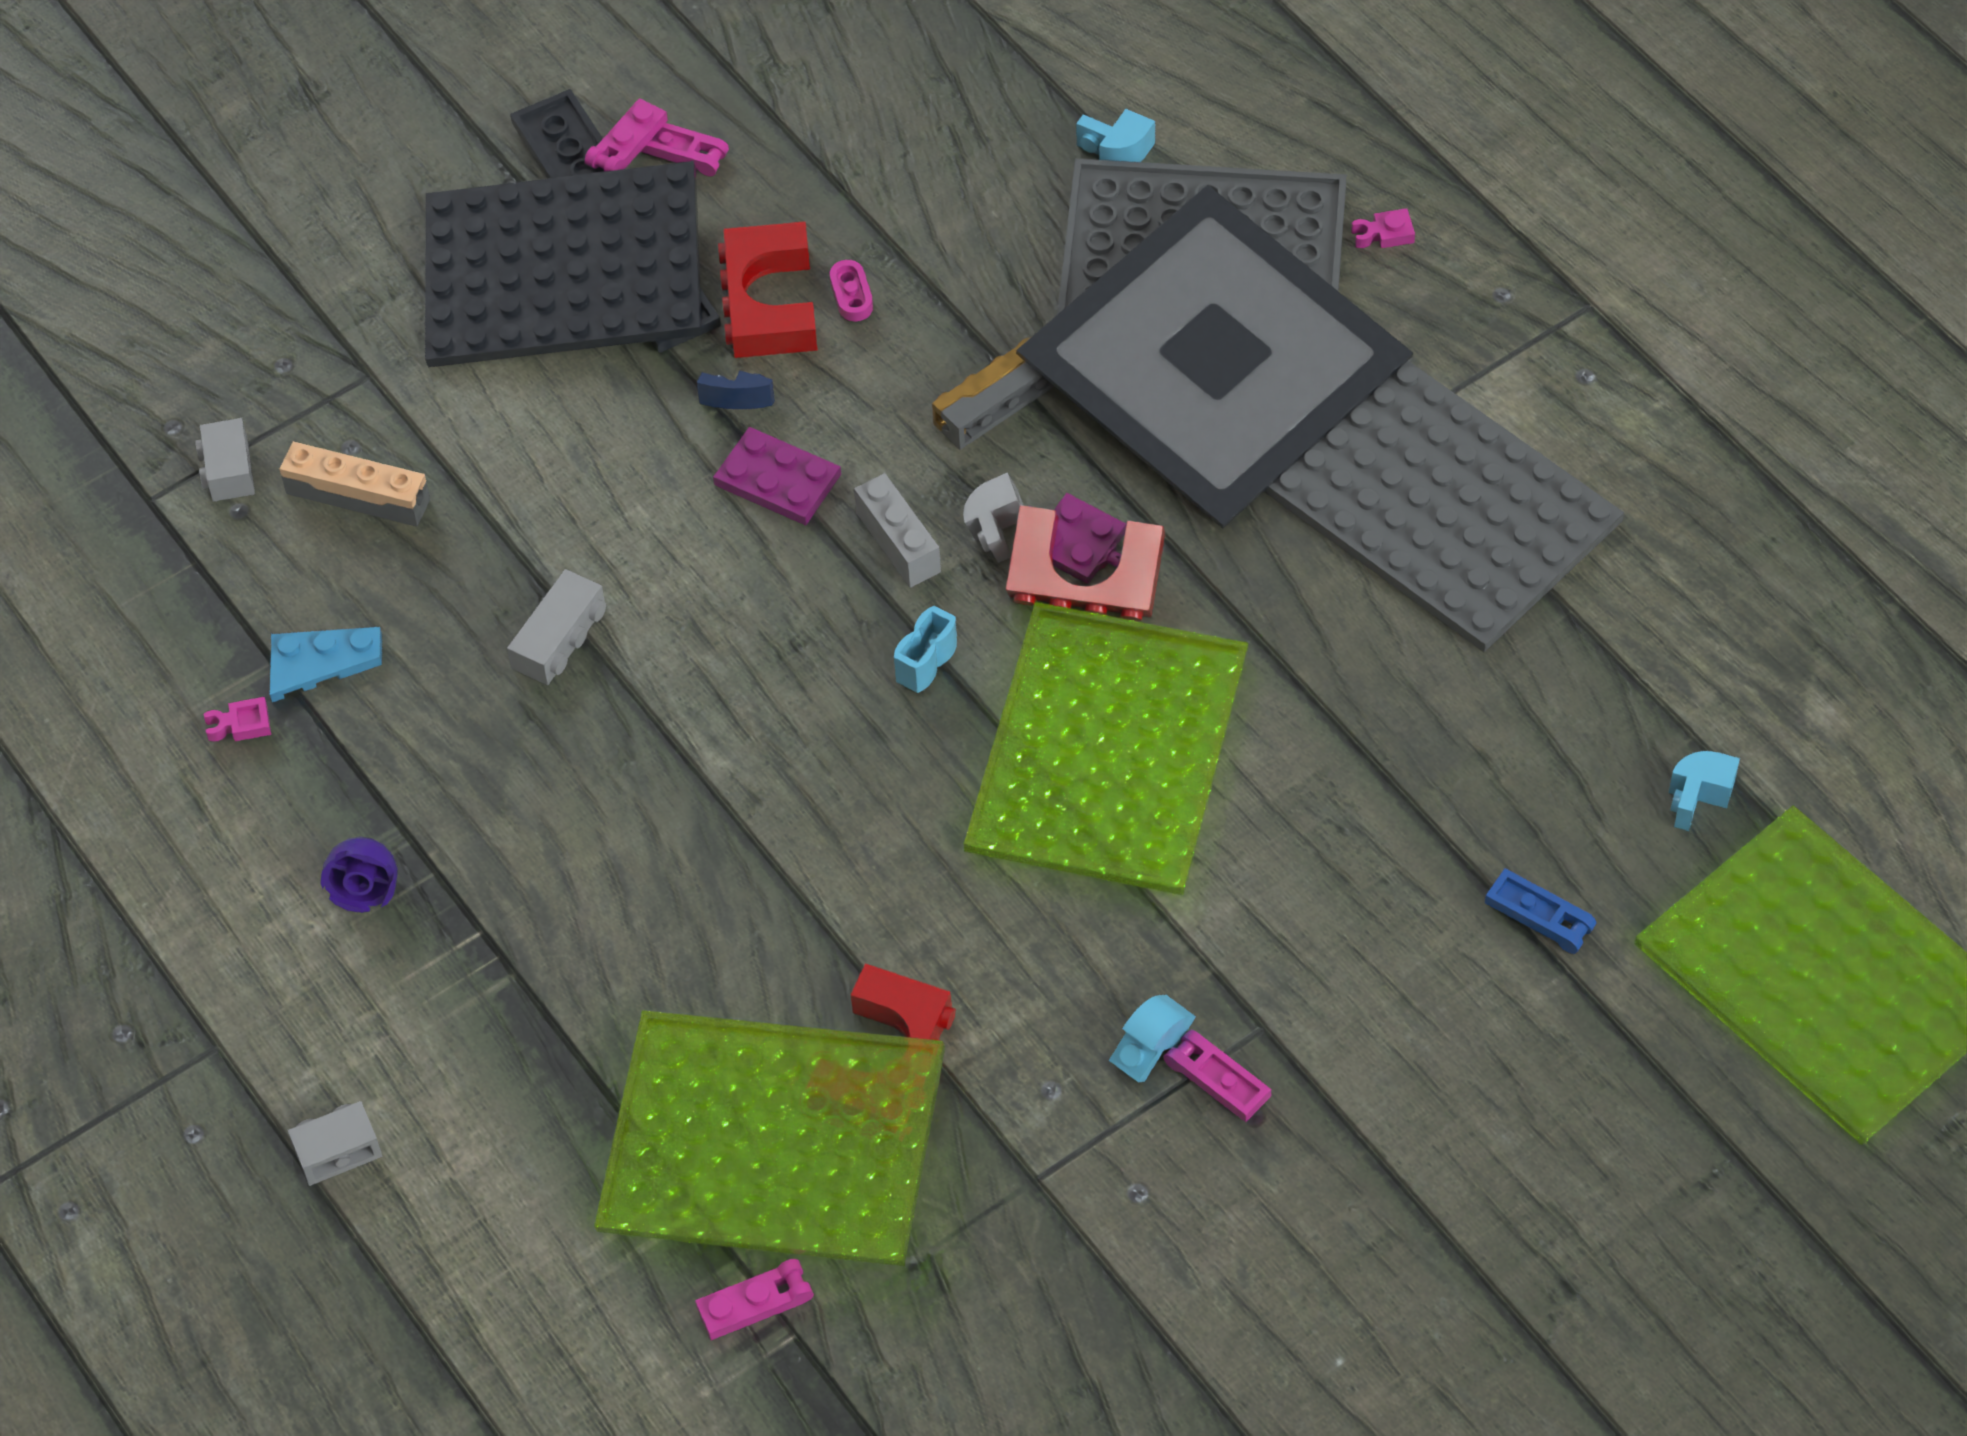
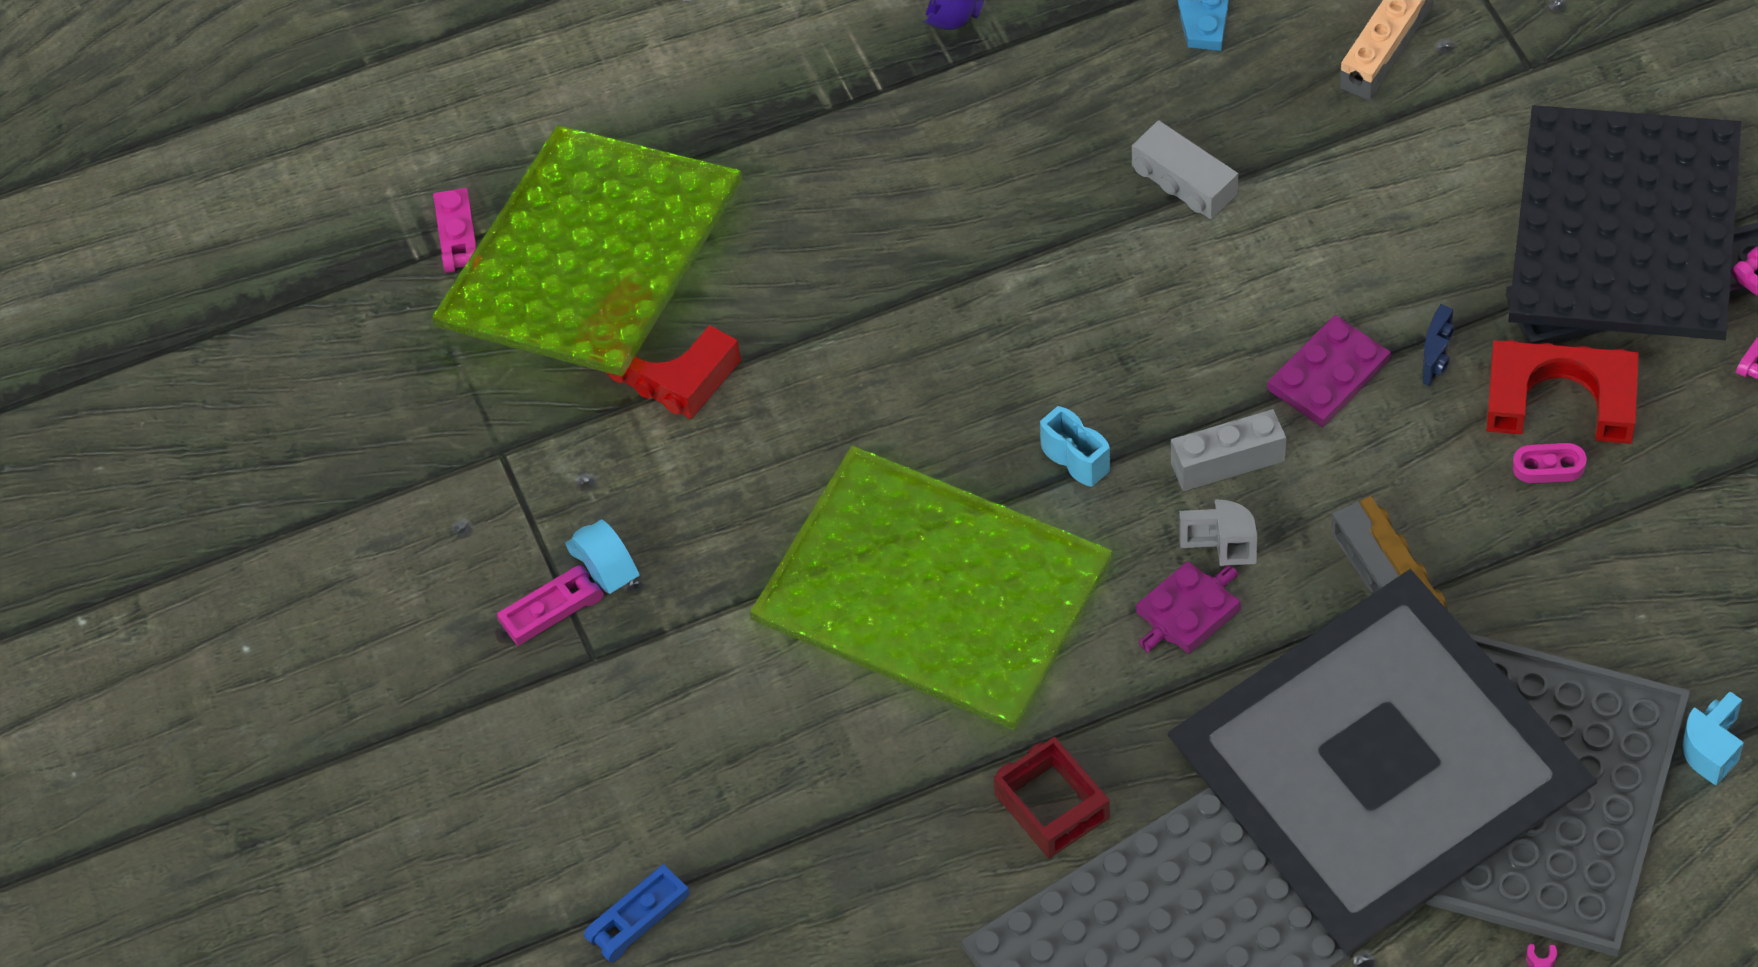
camera: 105 degrees right, 0 degrees up
(1126, 591) = (1137, 556): arch -> none
(1335, 575) = (1072, 824): none -> dark red window

